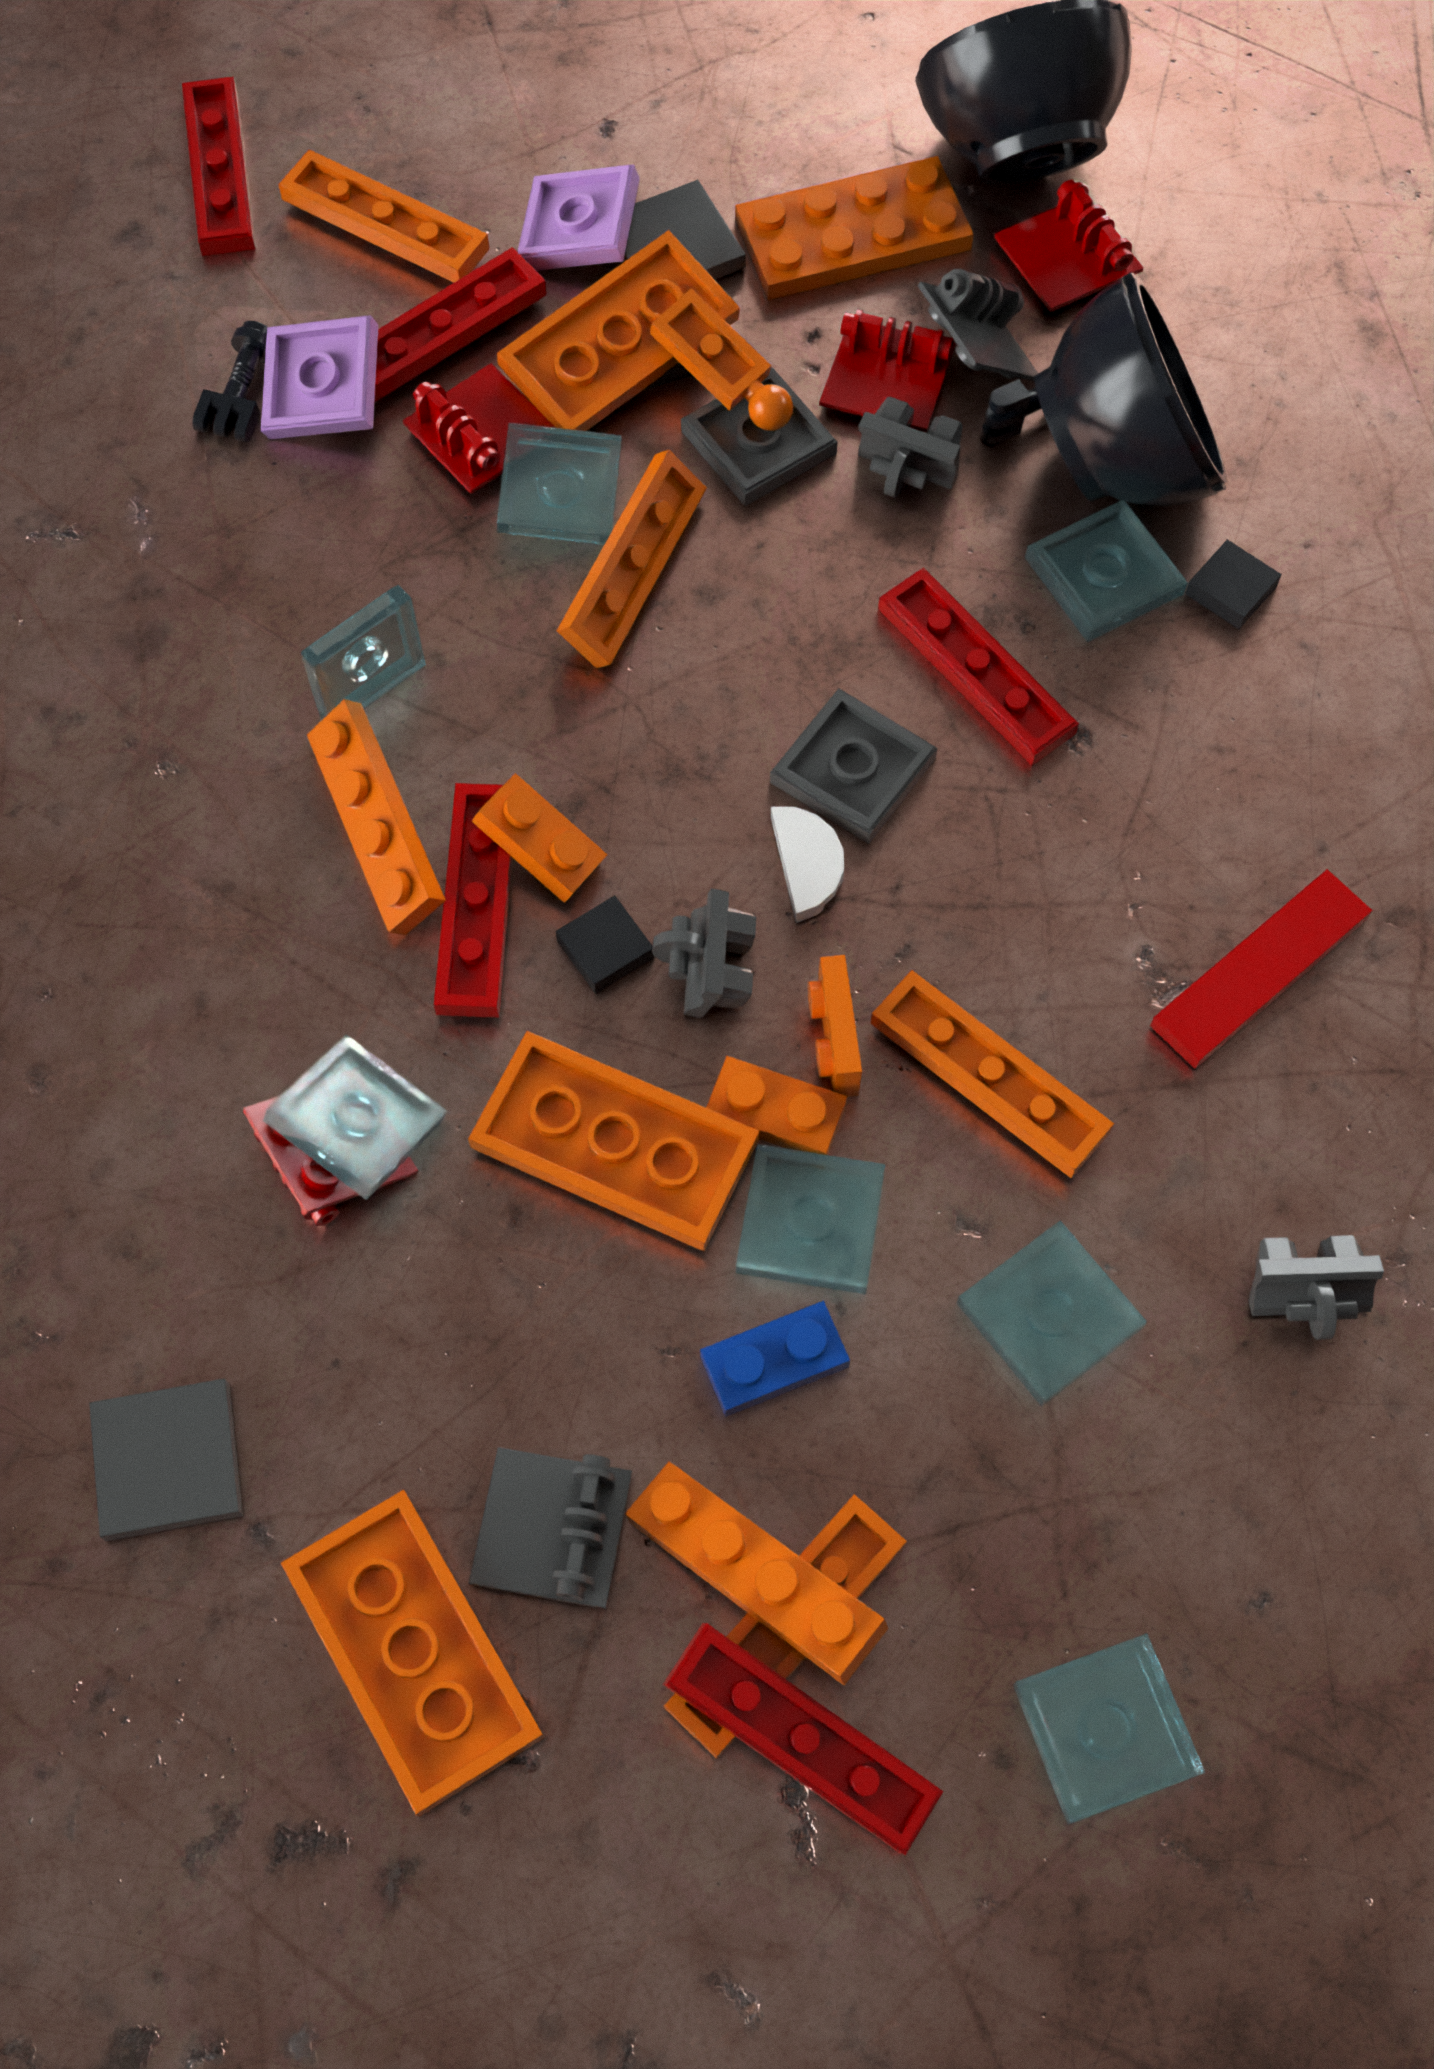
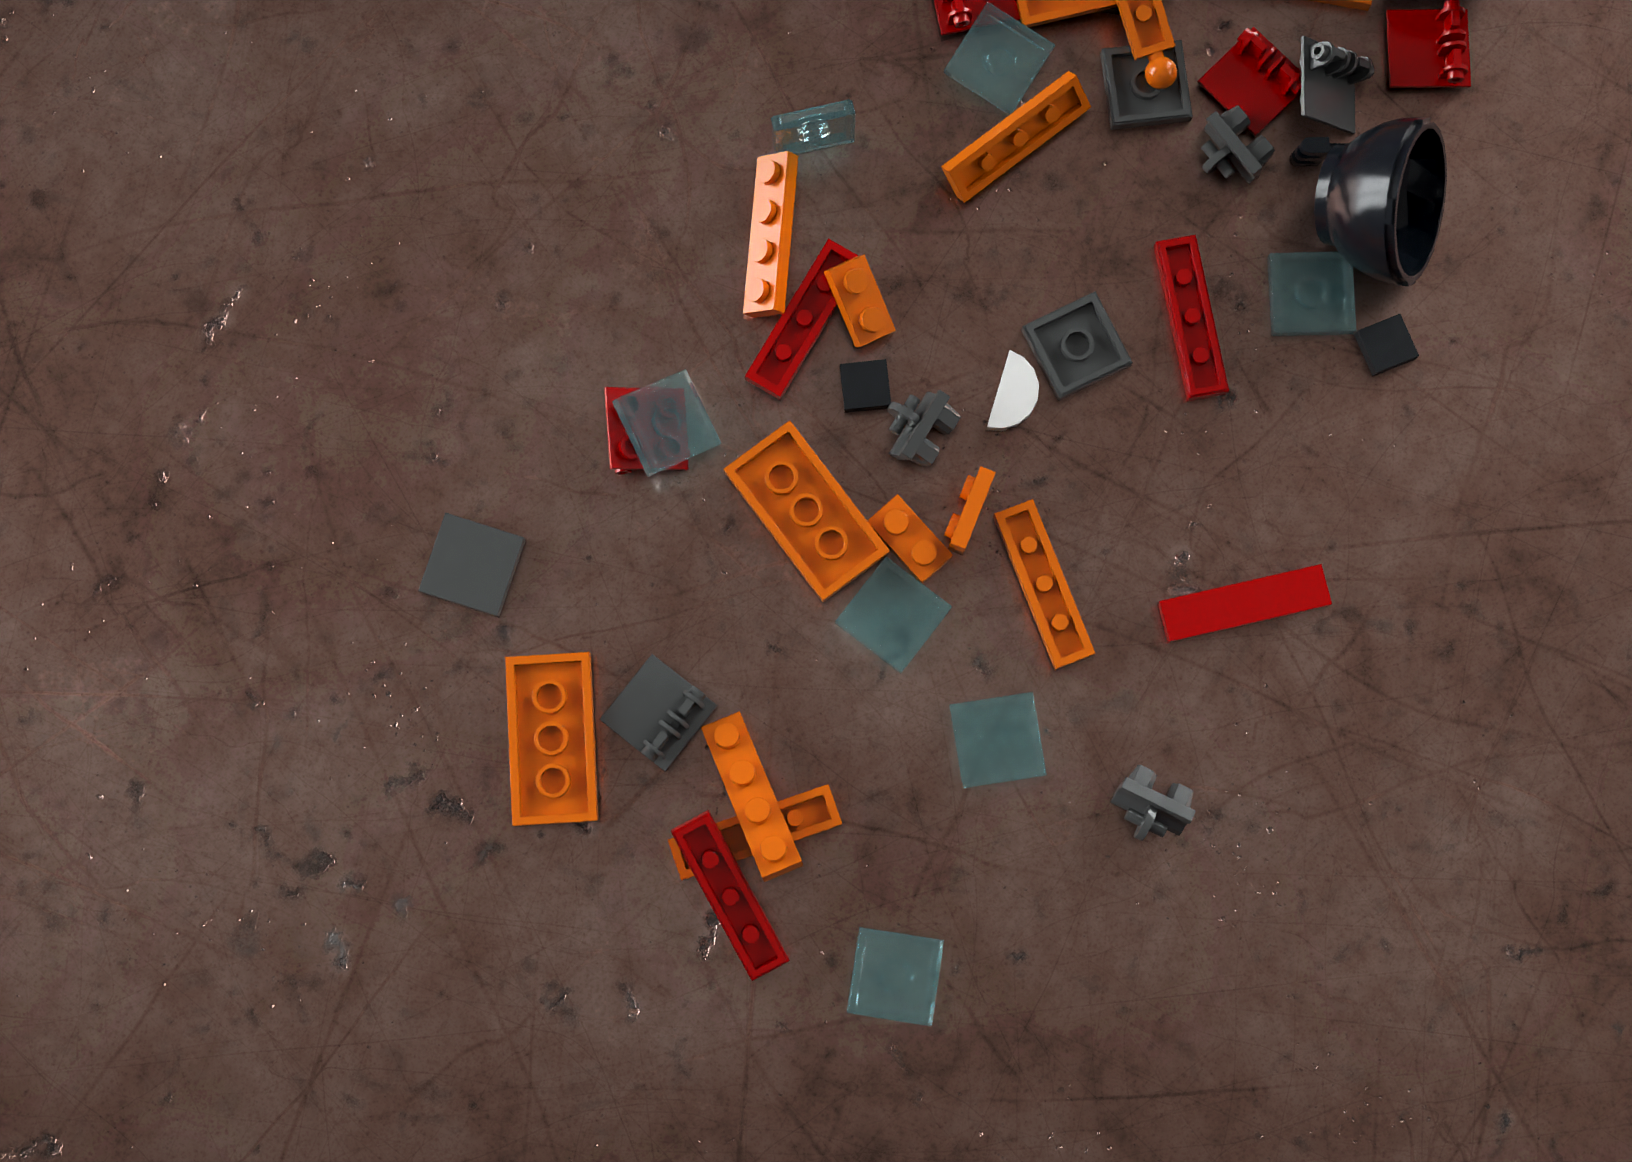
camera: 30 degrees right, 15 degrees up
(774, 1358) = (828, 684): blue plate -> none

